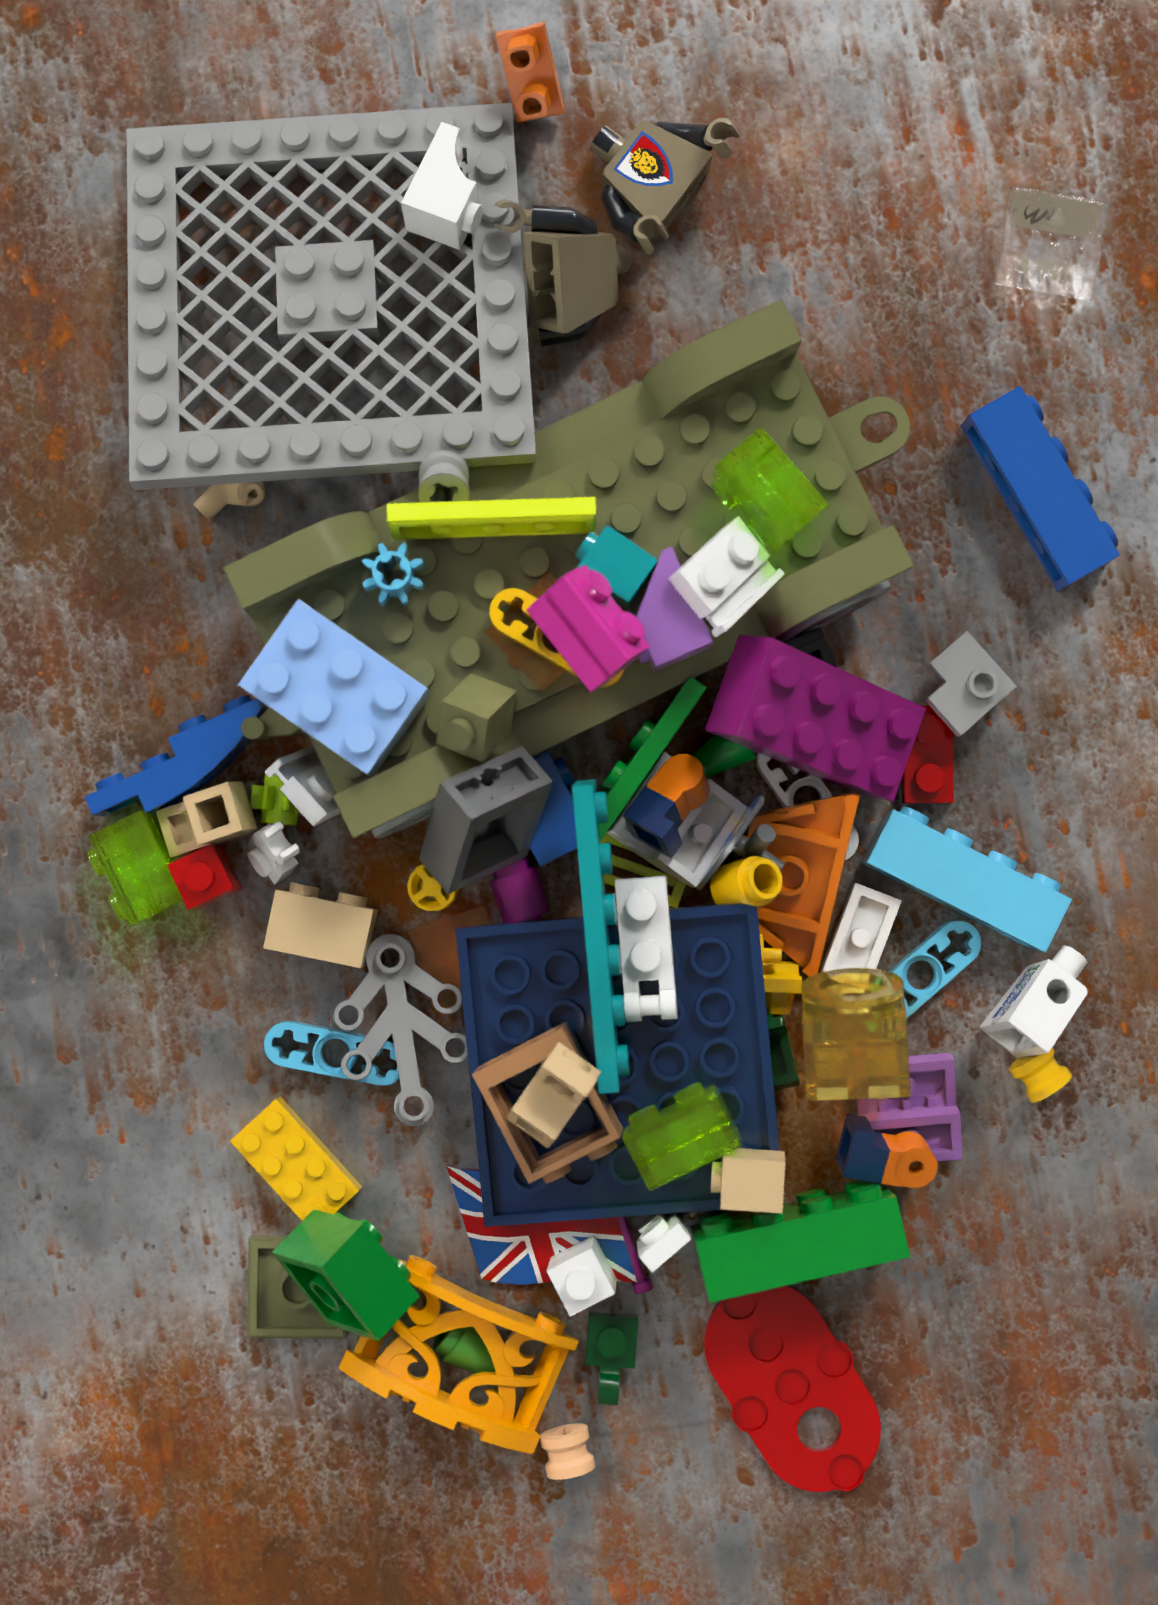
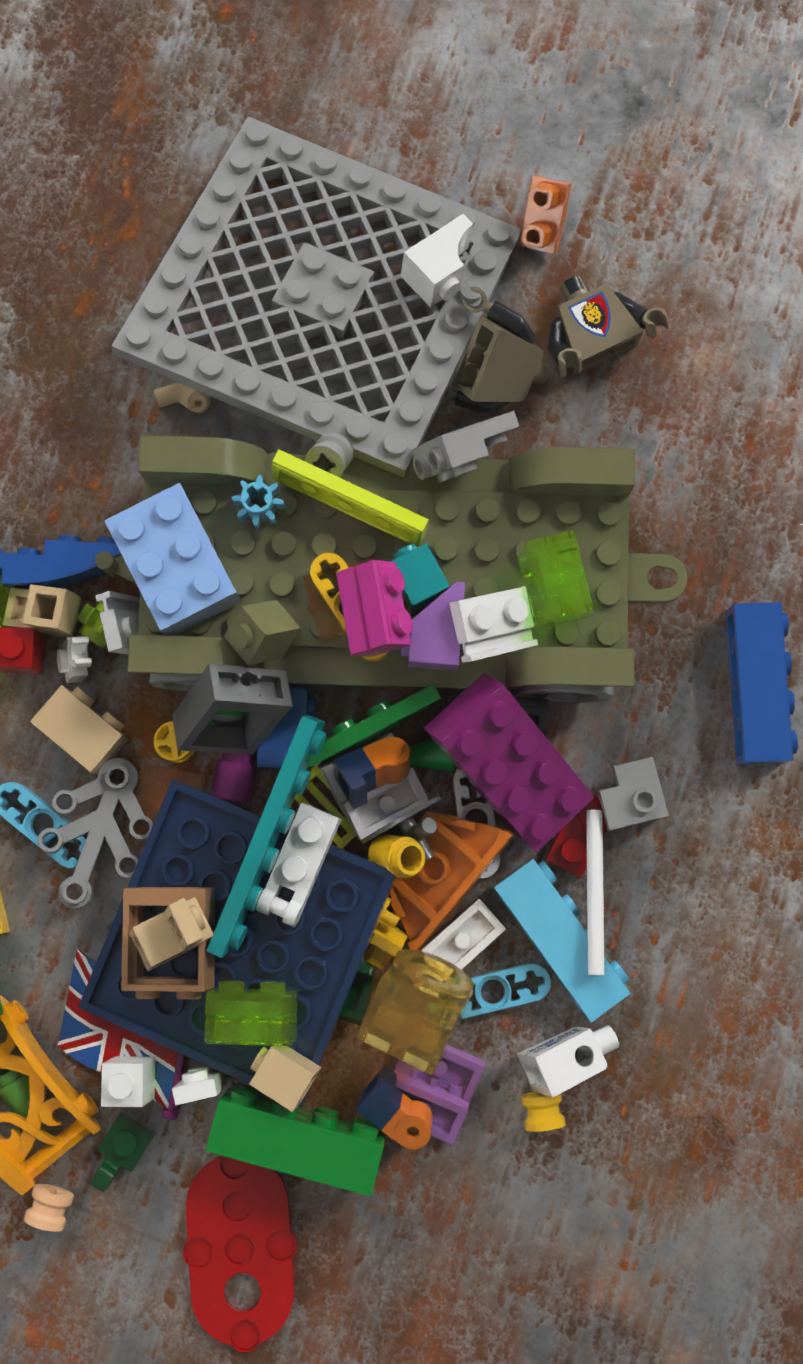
camera: 30 degrees right, 5 degrees down
(589, 397) = (458, 450): none -> light grey plate
(979, 811) = (595, 893): none -> white bar

